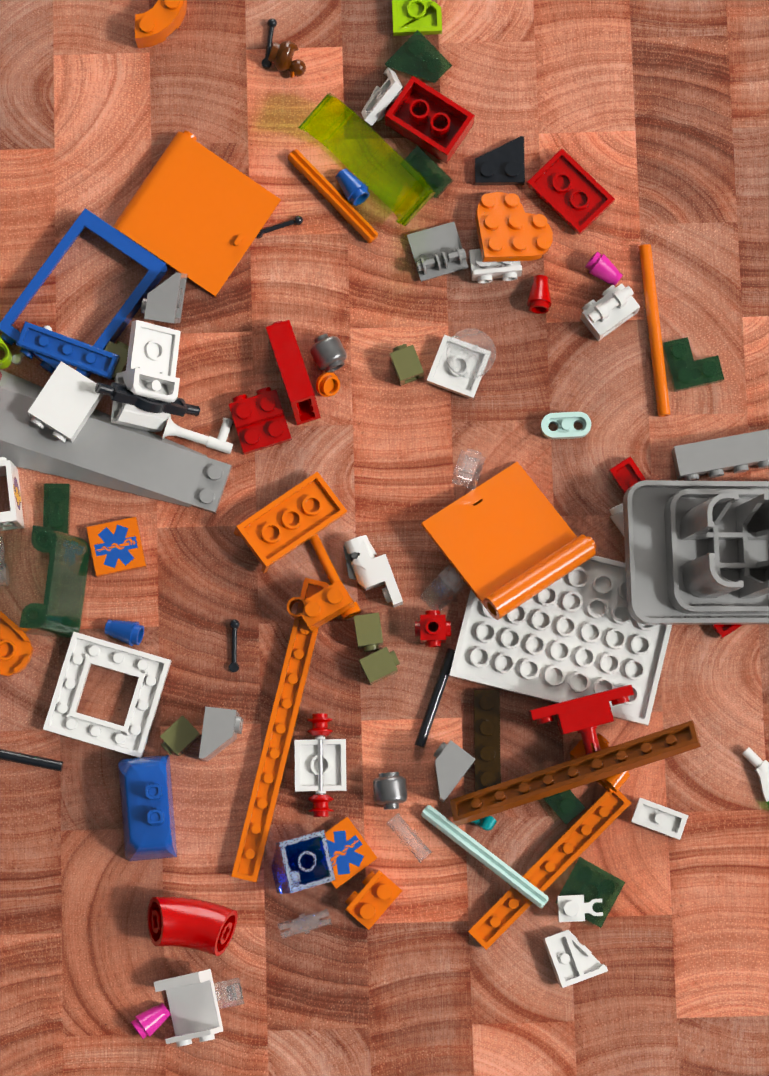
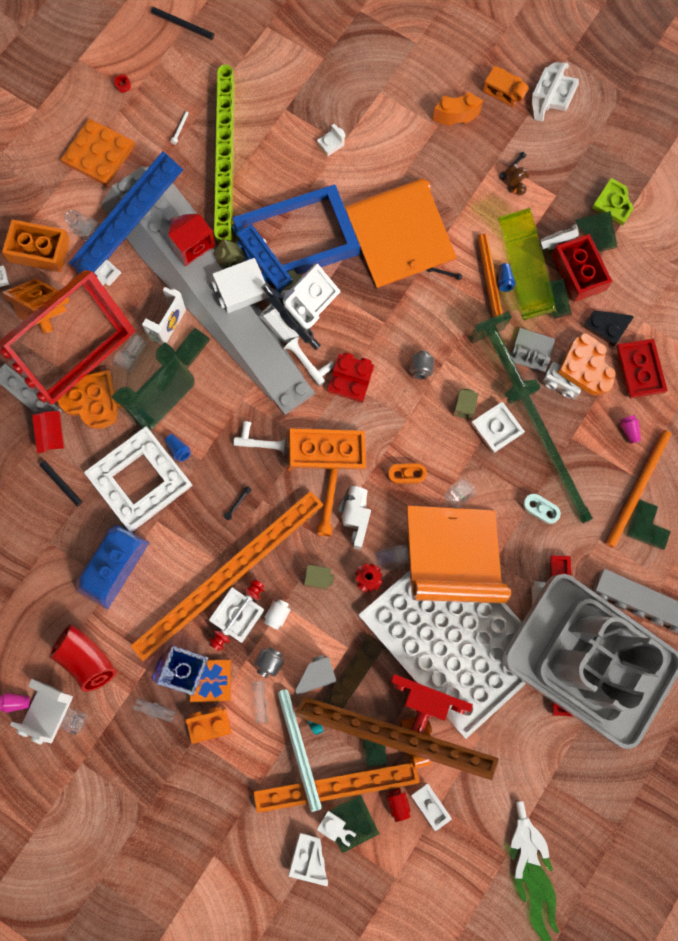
camera: 30 degrees right, 5 degrees down
(23, 373) = (229, 254): none -> olive brick
(41, 154) = (332, 141): none -> white bracket
(116, 546) = (210, 394): orange tile -> none
(166, 300) = (345, 266): light grey slope -> none
(179, 736) = (163, 535): olive brick -> none
(193, 573) = (246, 442): none -> white piece
(218, 731) = (187, 548): light grey slope -> none
(293, 372) = (391, 362): red slope -> none
(323, 605) = (308, 514): orange hinge -> none
(327, 384) = (408, 383): orange plate -> none
(362, 734) = (277, 614): none -> white brick
(368, 632) = (326, 552): olive brick -> none
(395, 486) = (406, 472): none -> orange plate
(435, 698) = (339, 624): black bar -> none
(458, 306) = (521, 391): none -> clear green piece
(470, 353) = (511, 423): clear tile -> none
(539, 297) = (577, 420): red cone -> none
(609, 311) = (618, 456): white brick -> none
(625, 840) = (398, 805): none -> red brick

